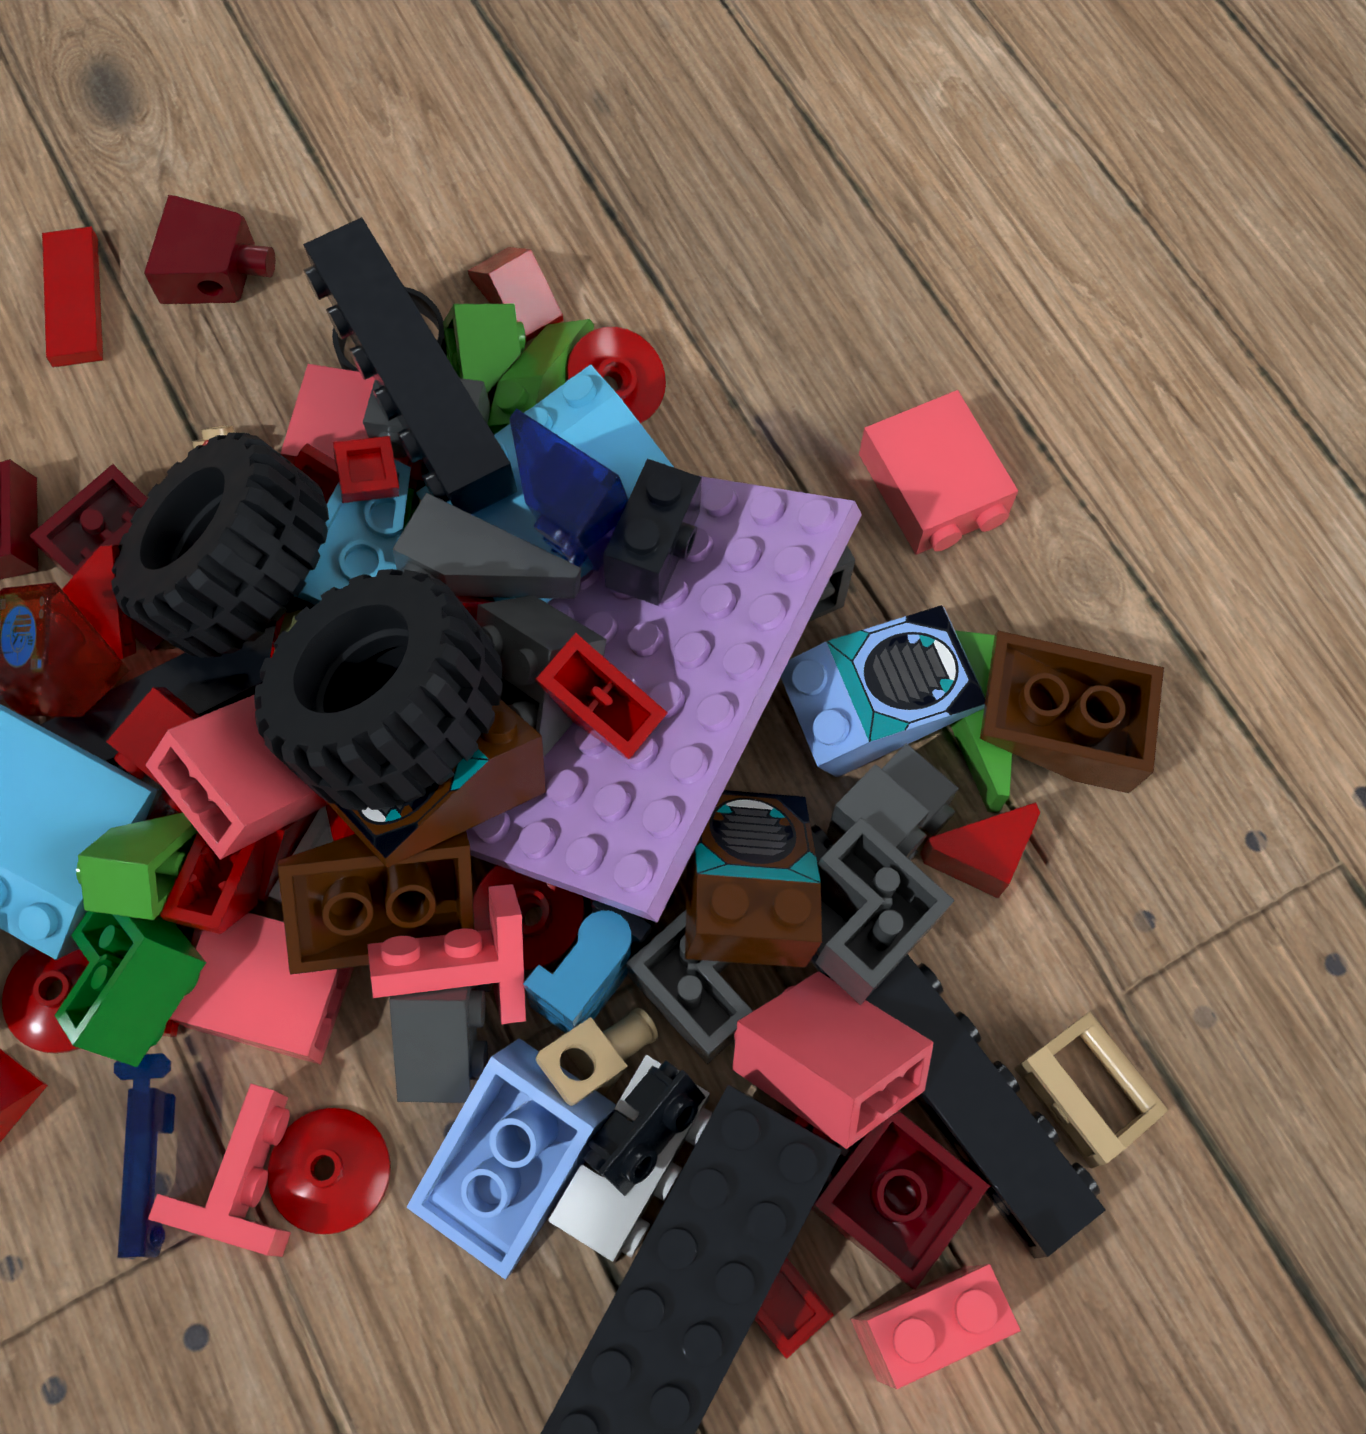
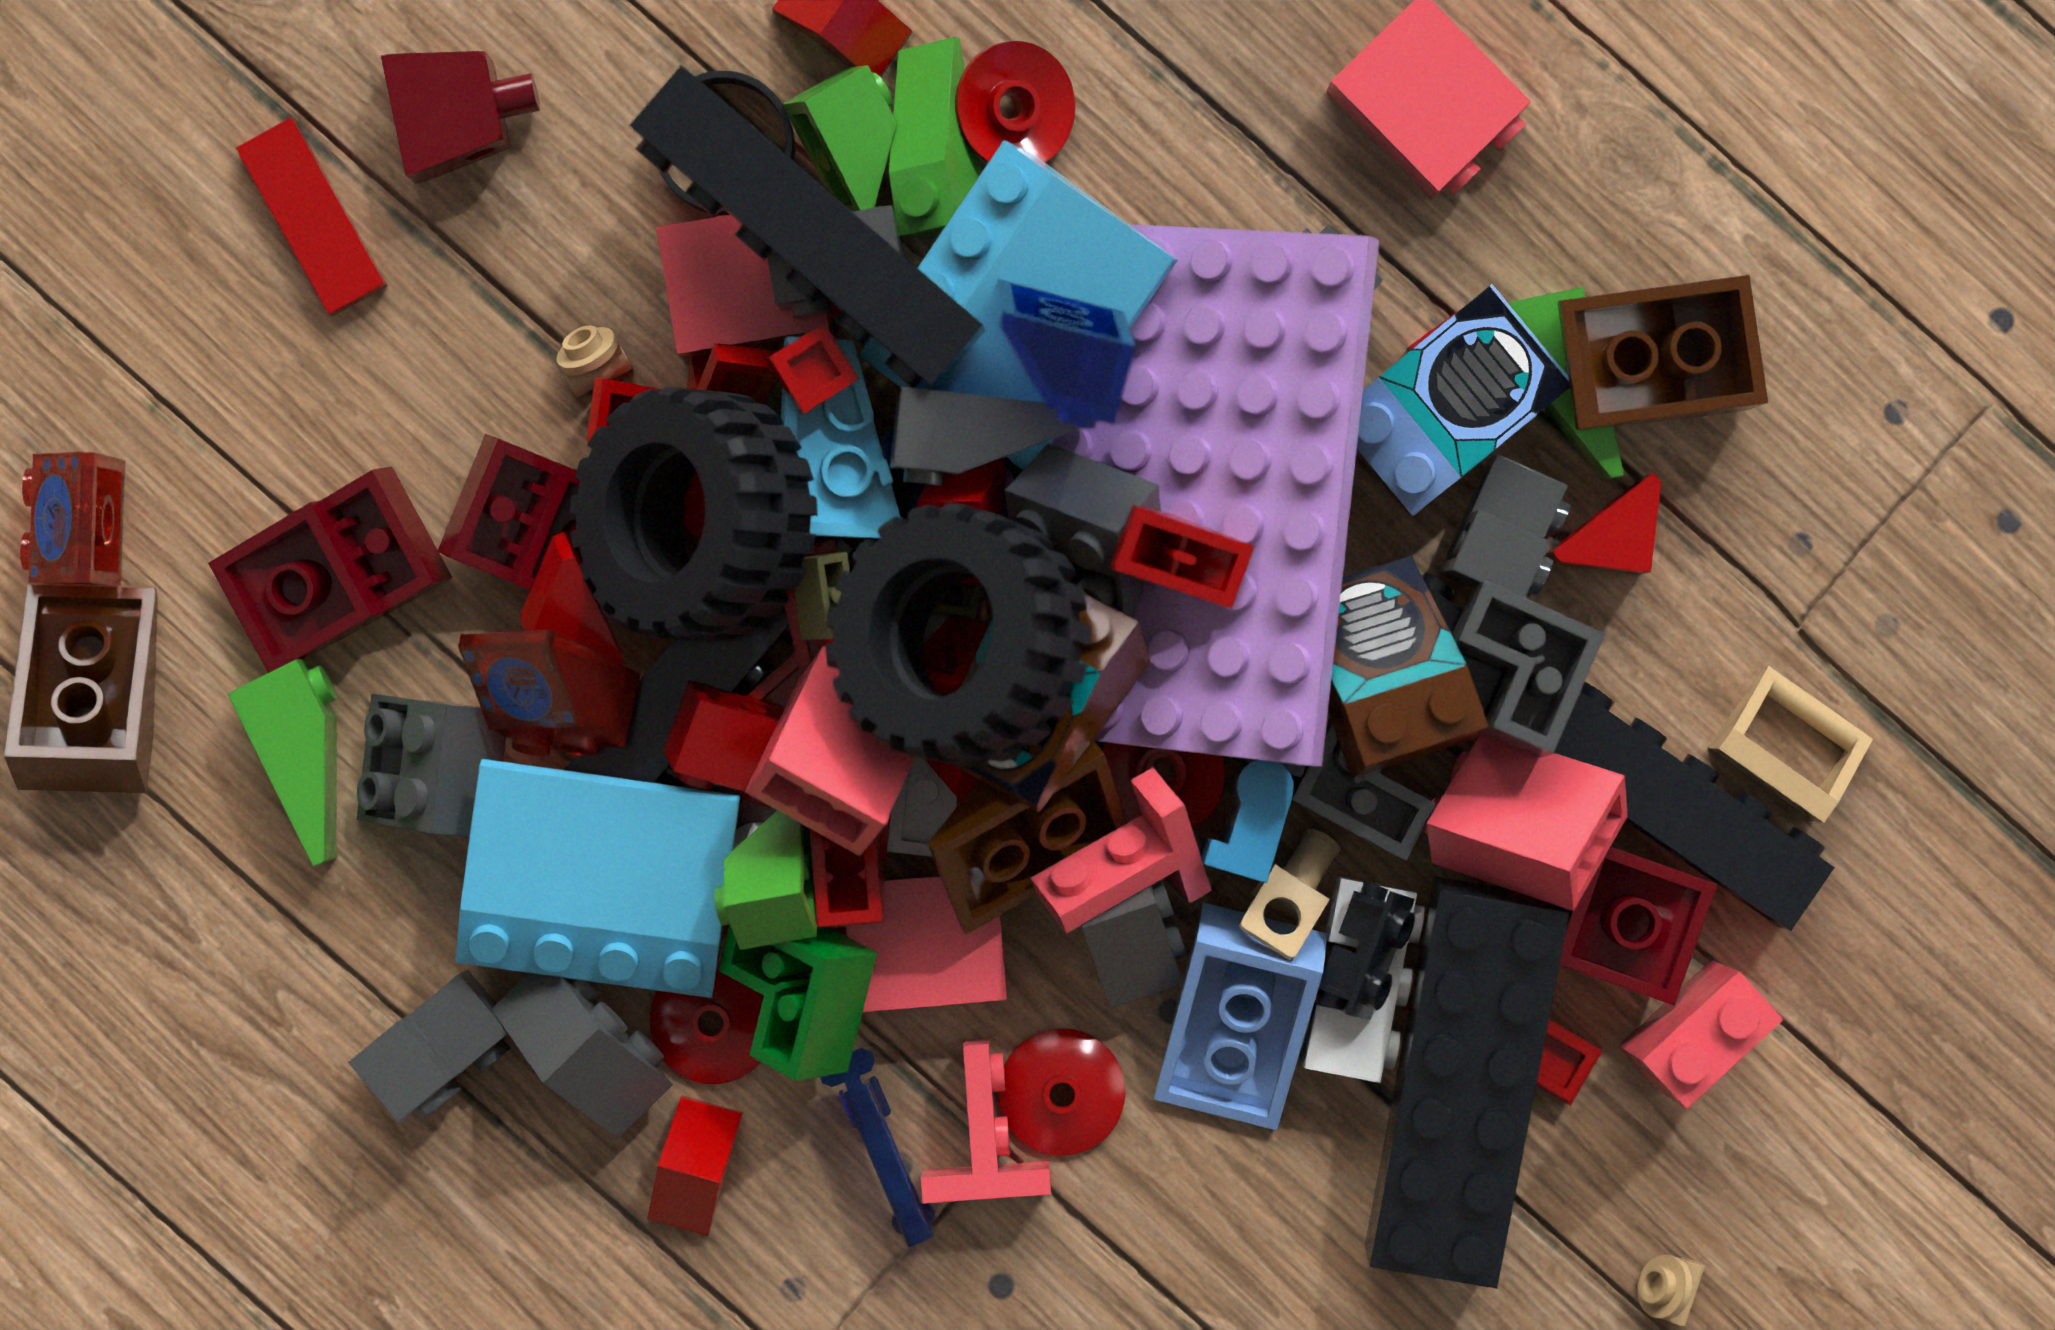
camera: 15 degrees left, 20 degrees up
(653, 532) = (1166, 341): black brick -> none

